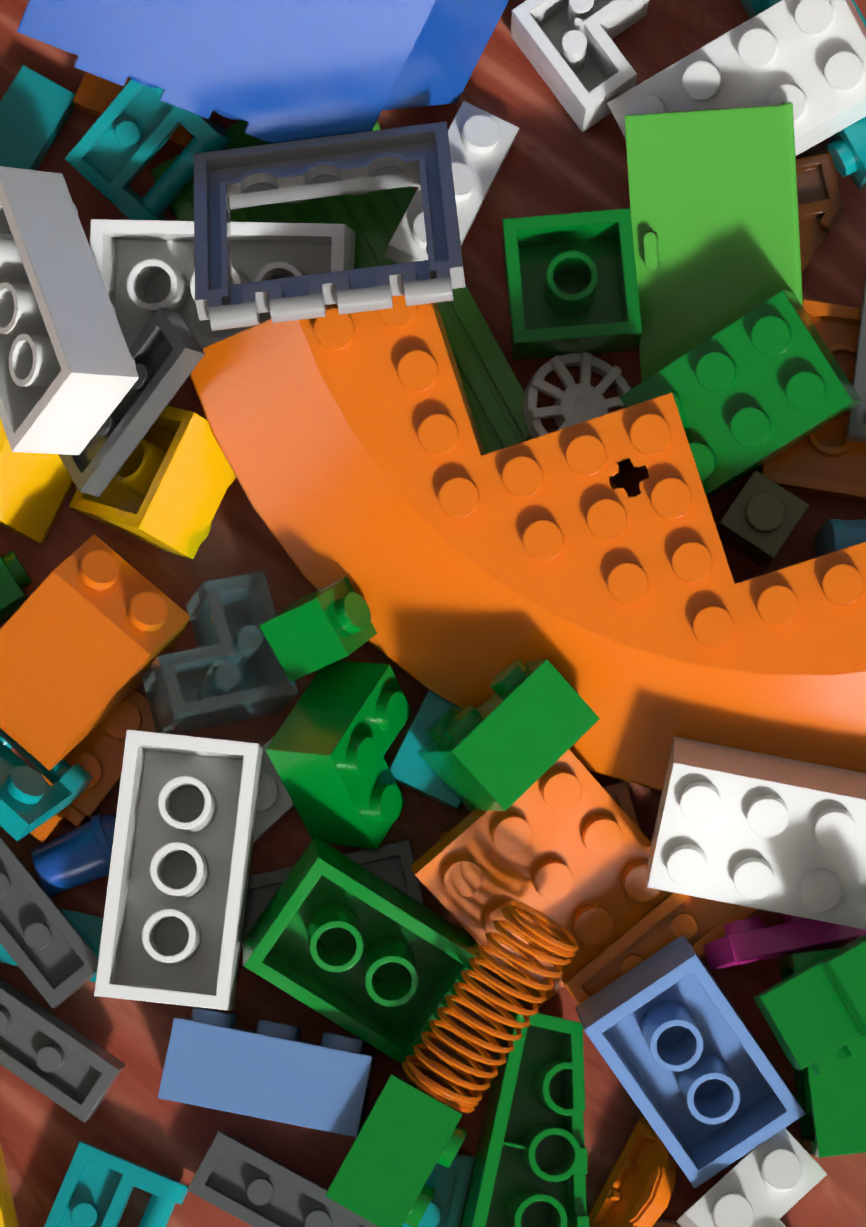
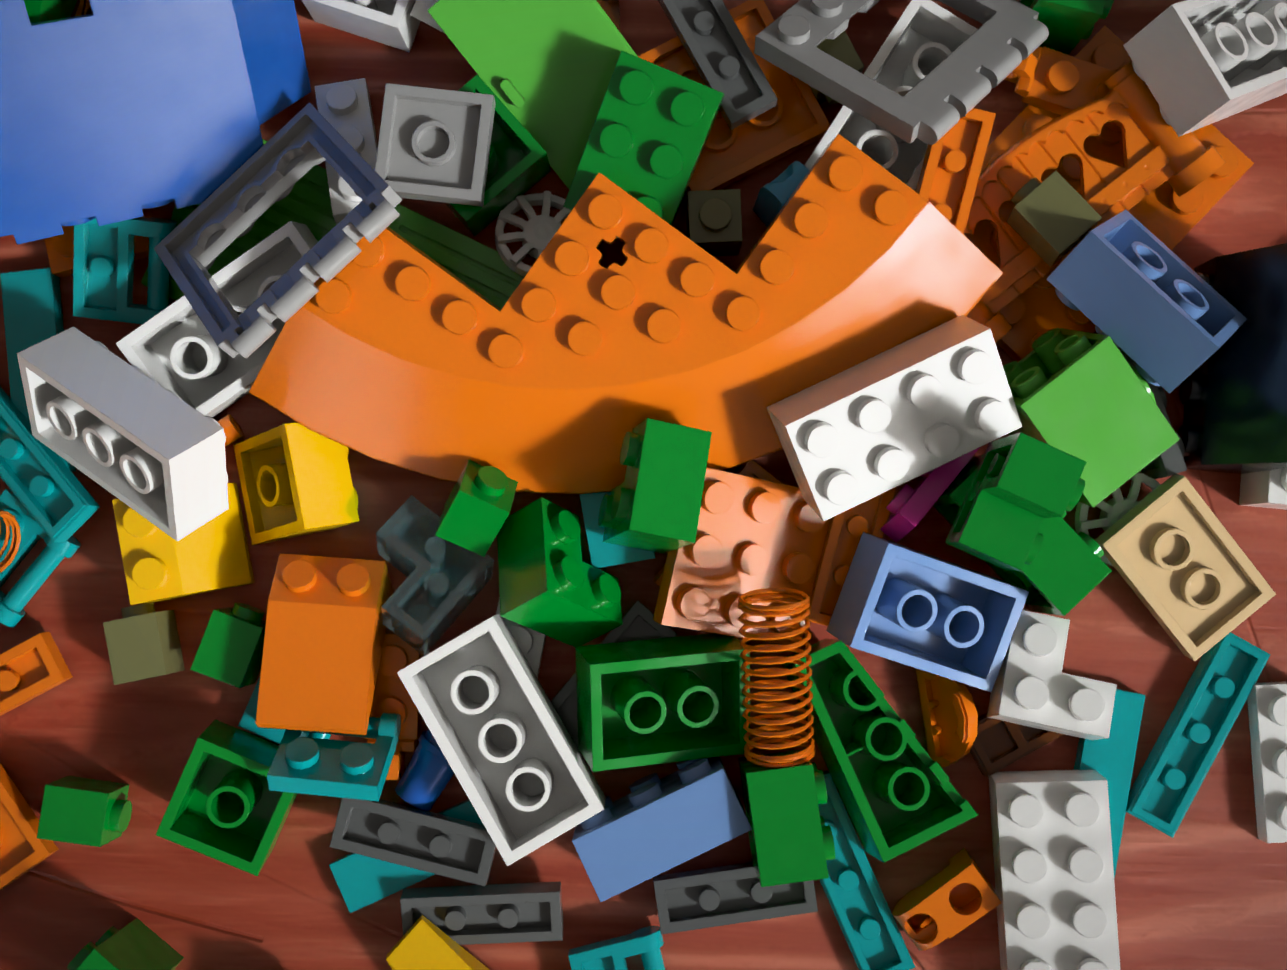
camera: 40 degrees left, 5 degrees up
(164, 360) = (236, 405): dark grey plate -> none
(538, 249) = (435, 143): none -> light grey plate

